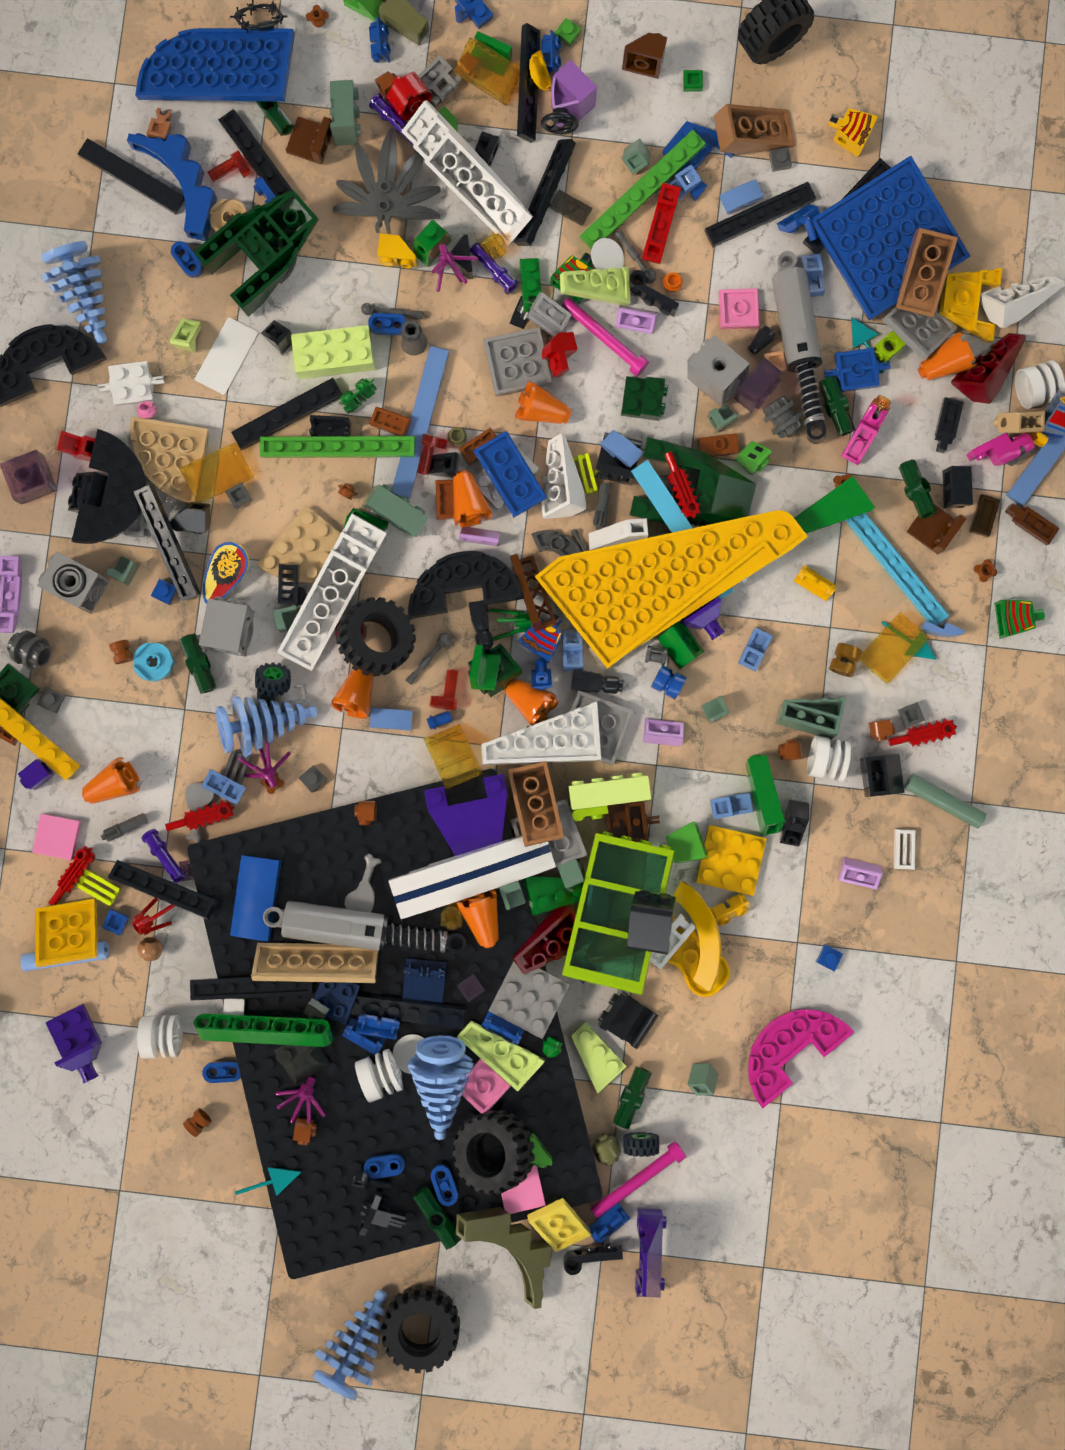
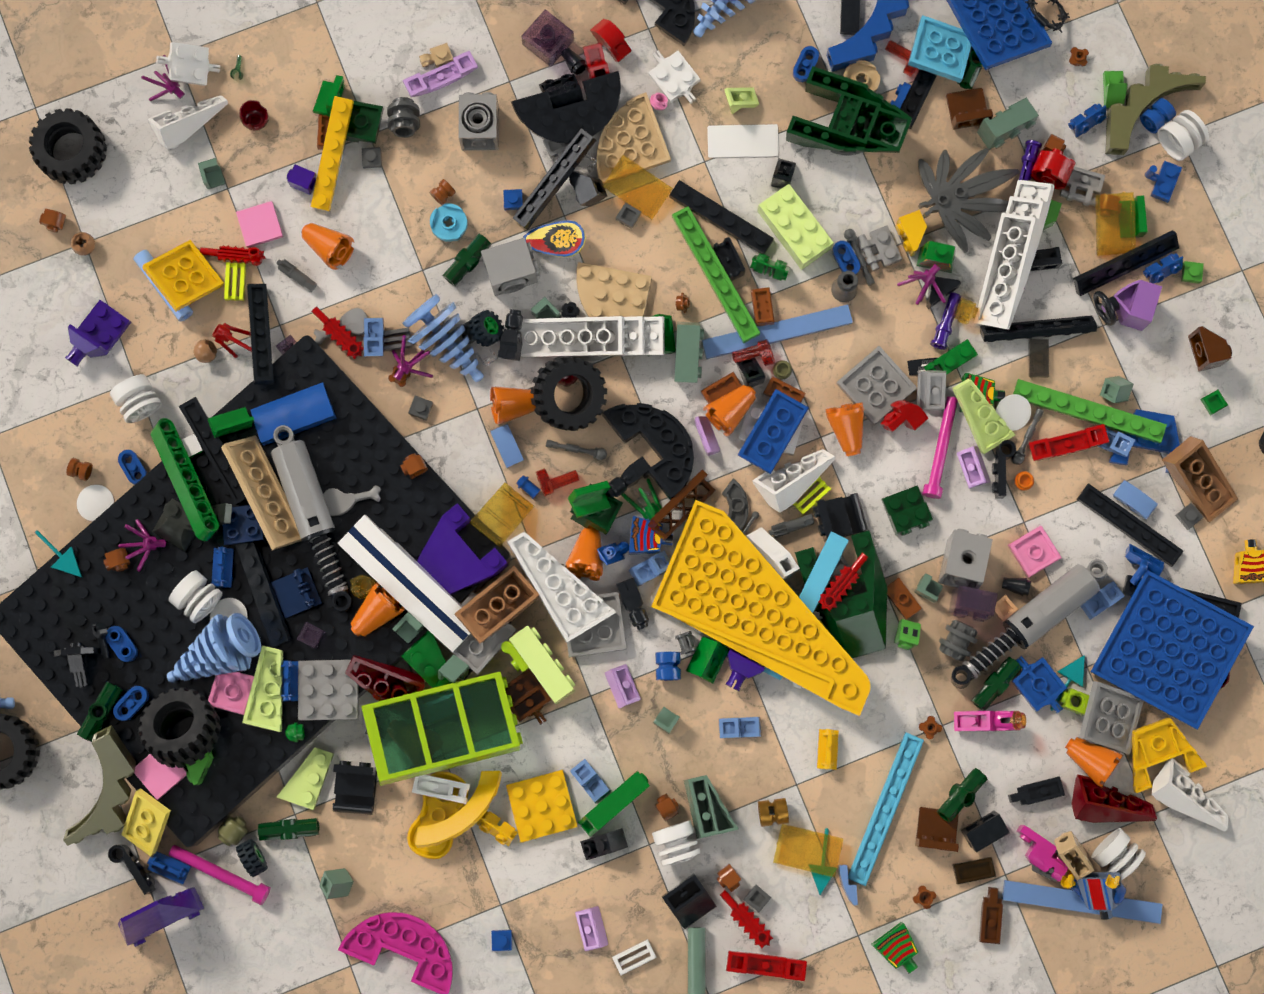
camera: 65 degrees right, 5 degrees down
(62, 419) = (611, 38): none -> red brick
(67, 465) = (574, 62): none -> black cone
(115, 922) = (213, 311): blue plate -> none
(123, 571) = (512, 157): sand green panel -> none
(159, 849) = (292, 312): dark purple pin -> none
(232, 959) = (230, 422): none -> green panel
(235, 1123) = (94, 501): none -> white sticker
(242, 130) = (940, 49): none -> medium azure plate
(281, 575) = (585, 299): black slope -> none
(294, 661) = (511, 338): none -> black piece
(377, 1027) = (234, 569): blue hinge -> none
(397, 284) = (885, 247): none -> light grey plate
(539, 72) = (1141, 266): yellow plate -> none
(622, 448) = (848, 514): medium blue slope -> none
(650, 922) = (445, 756): black piece -> none
(687, 844) = (534, 758): bright green torso -> none
(837, 506) = (905, 730): green slope -> none
(925, 271) = (1156, 695): medium nougat slope -> none
(972, 737) = (766, 965): none -> red slope

